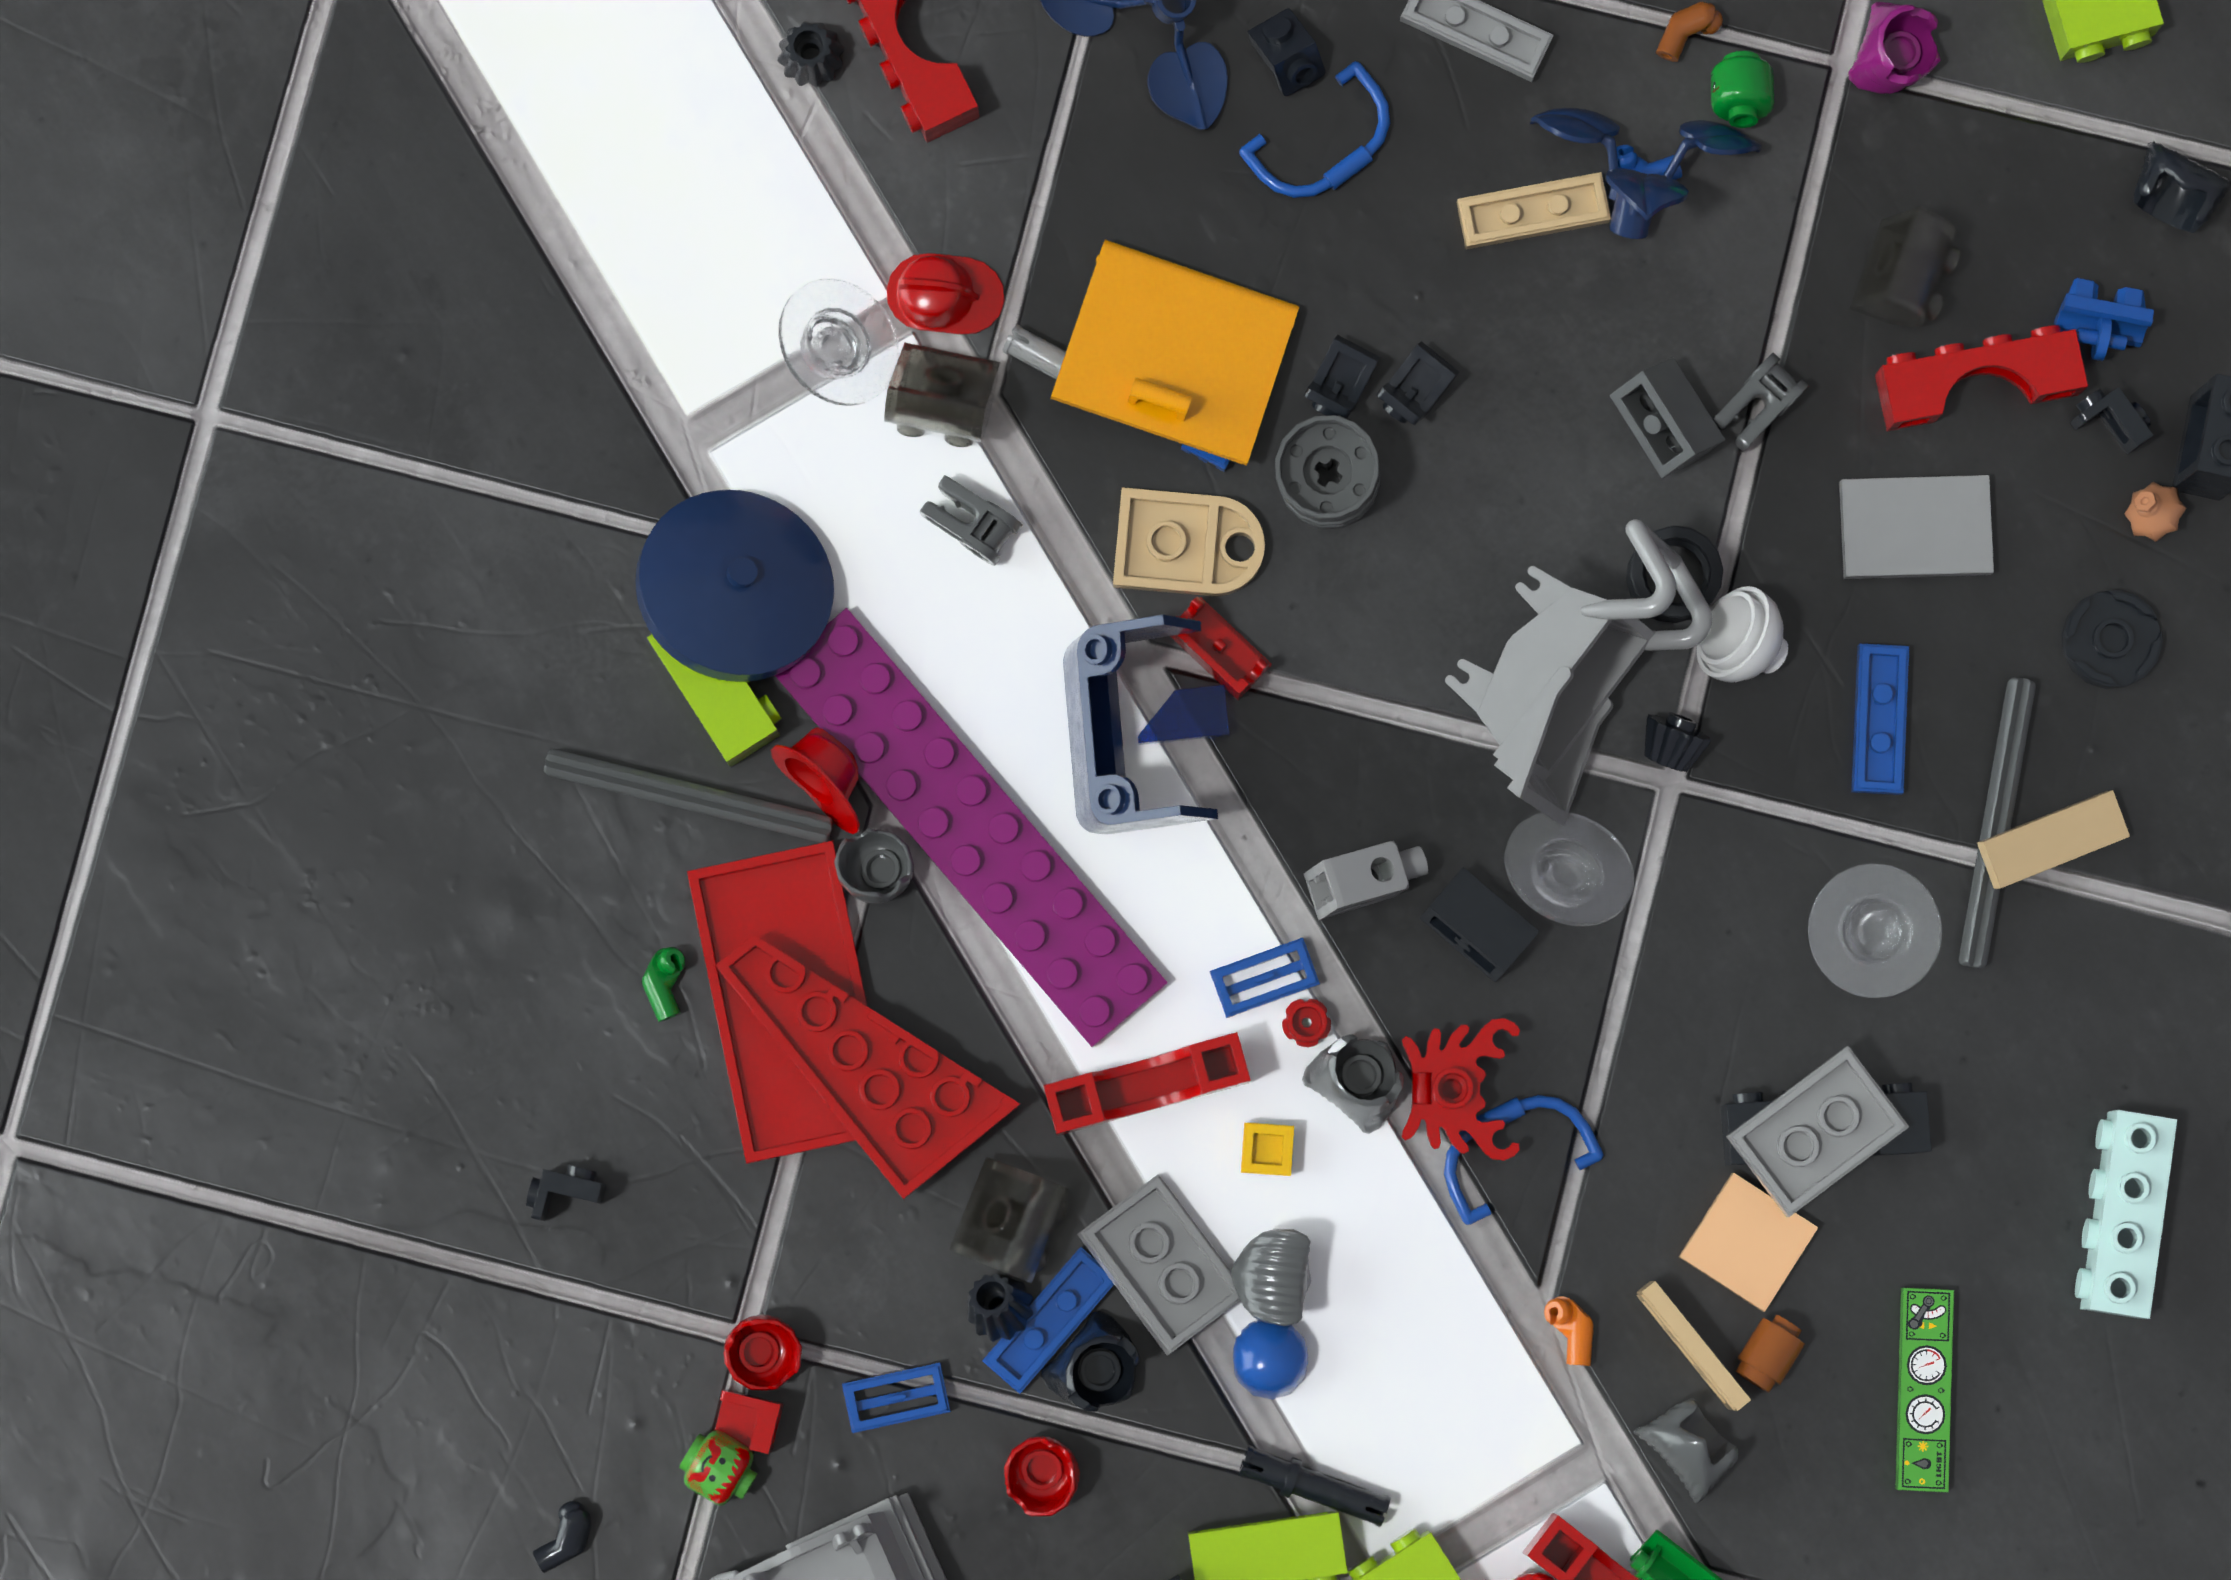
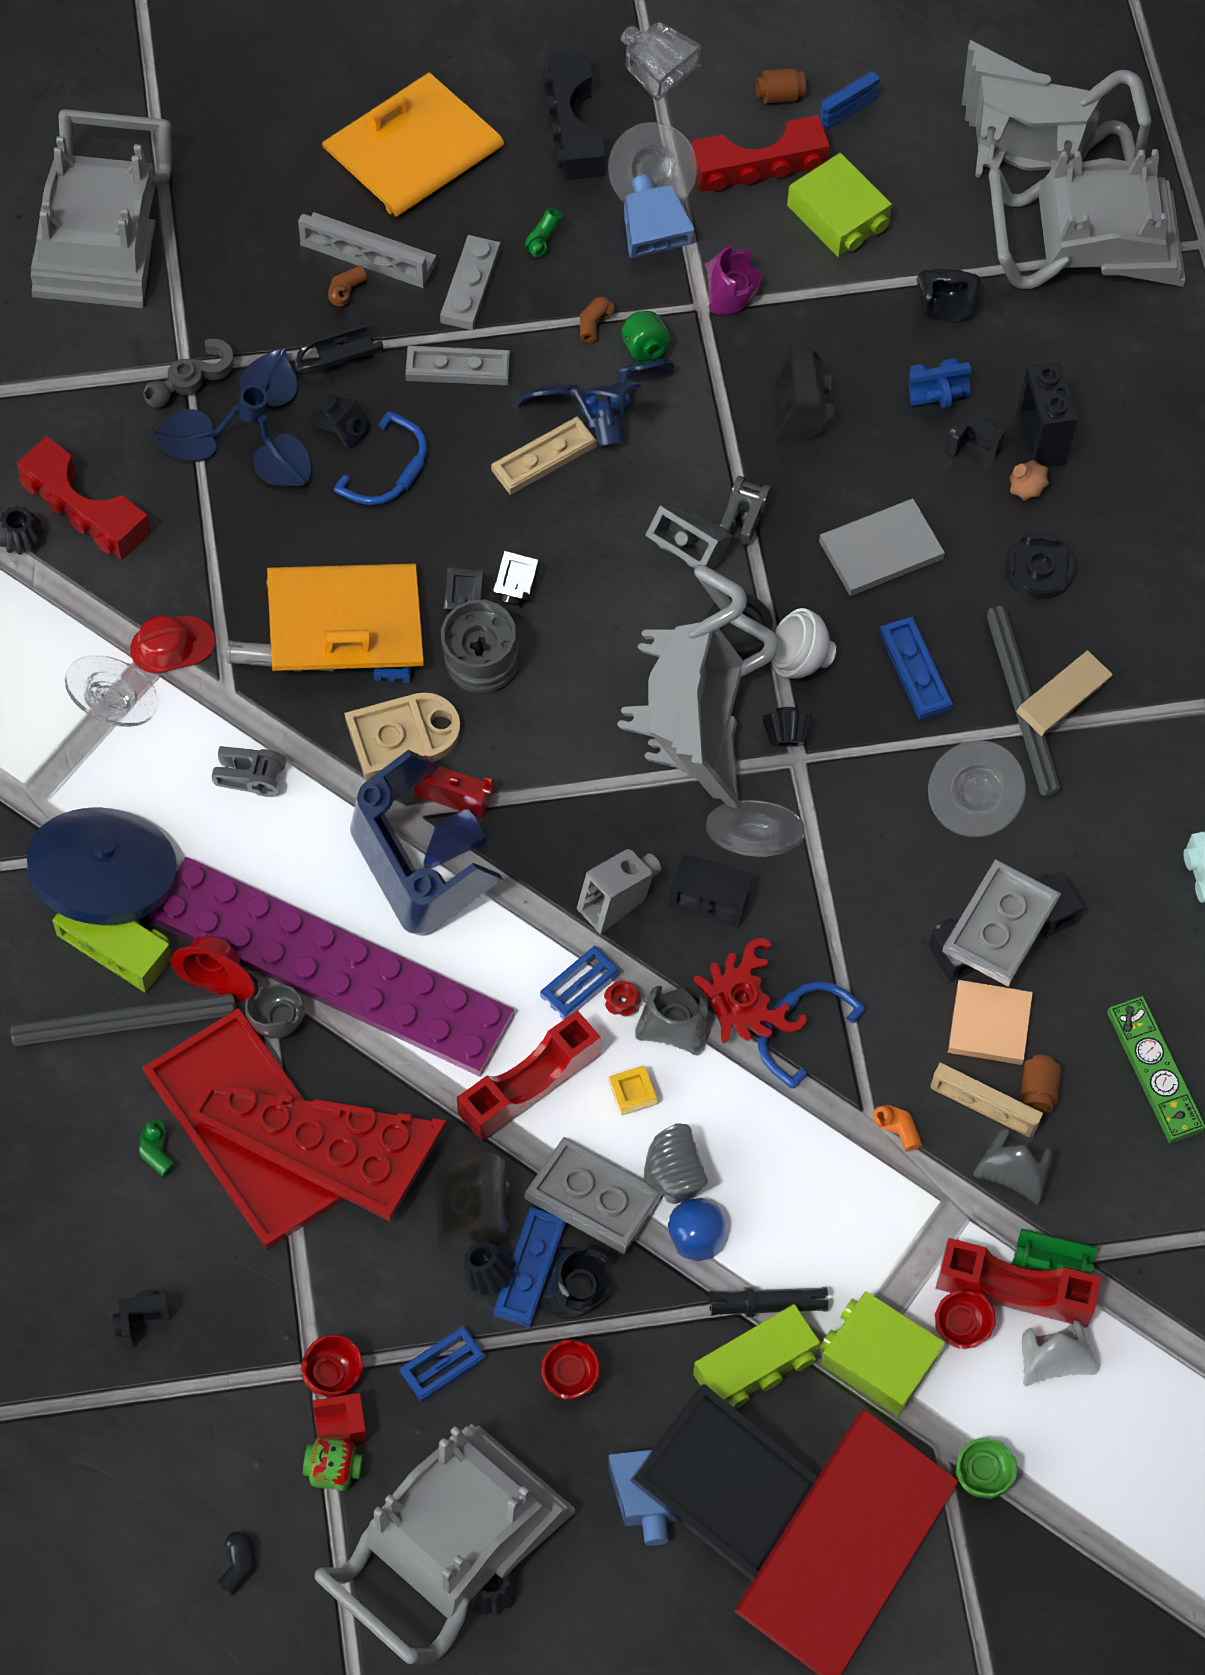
camera: 25 degrees left, 20 degrees down
(941, 394) = (196, 700): clear smoke brick -> none
(2040, 366) = (912, 424): red arch -> none

